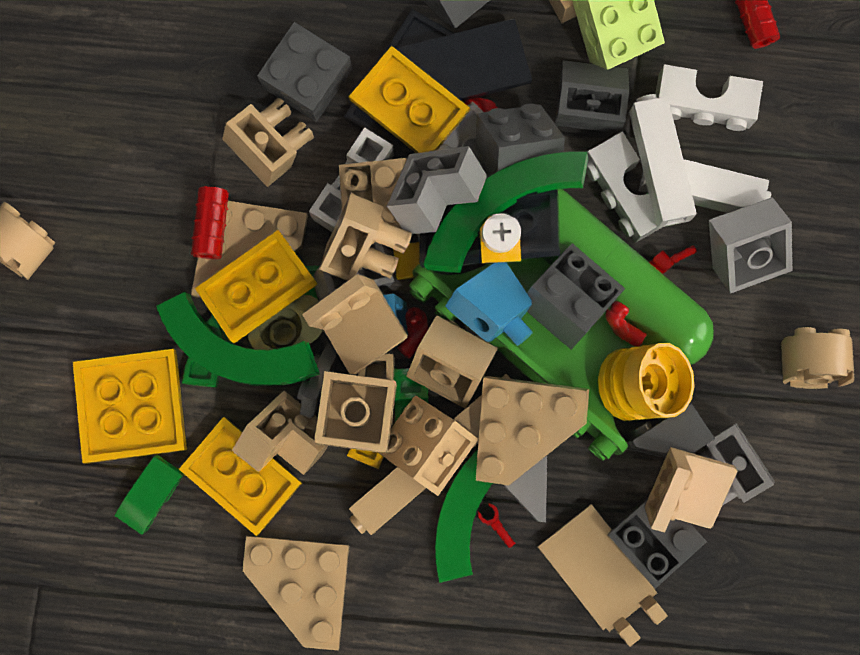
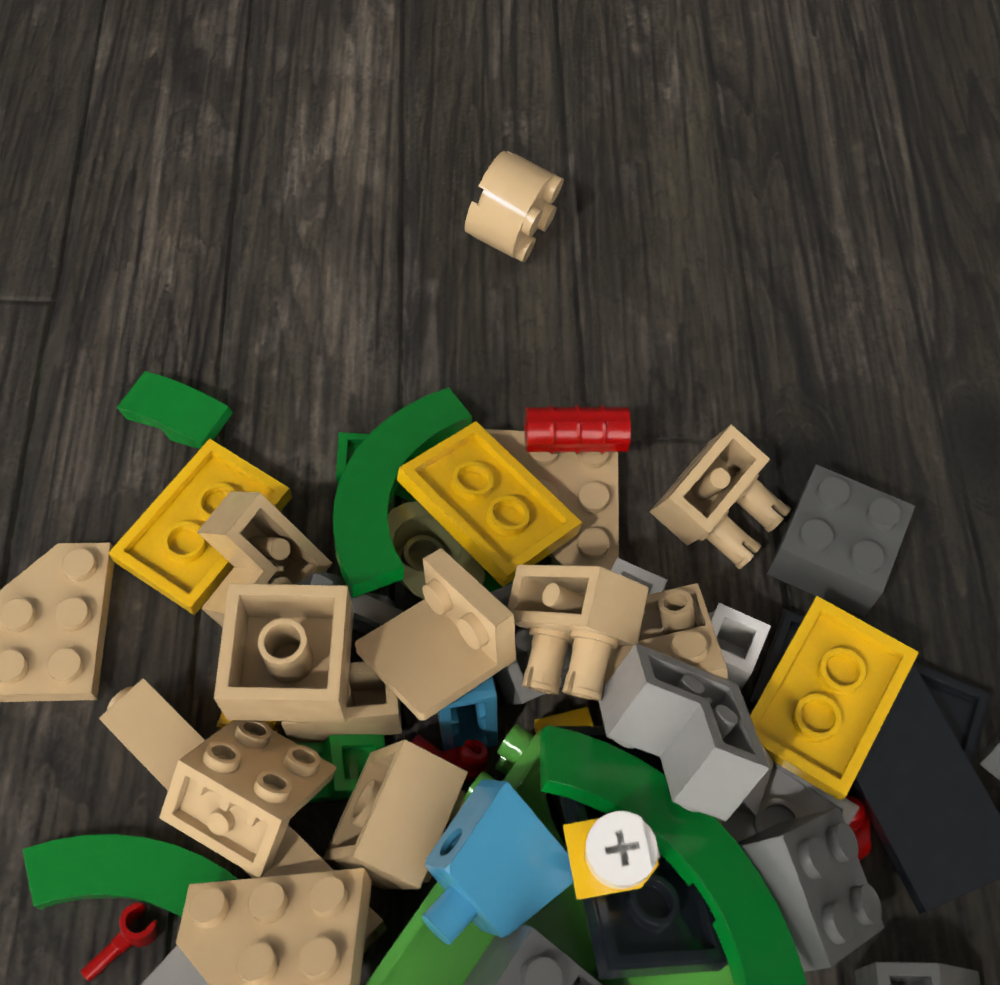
camera: 80 degrees right, 20 degrees down
(129, 406) = (300, 372): yellow plate -> none

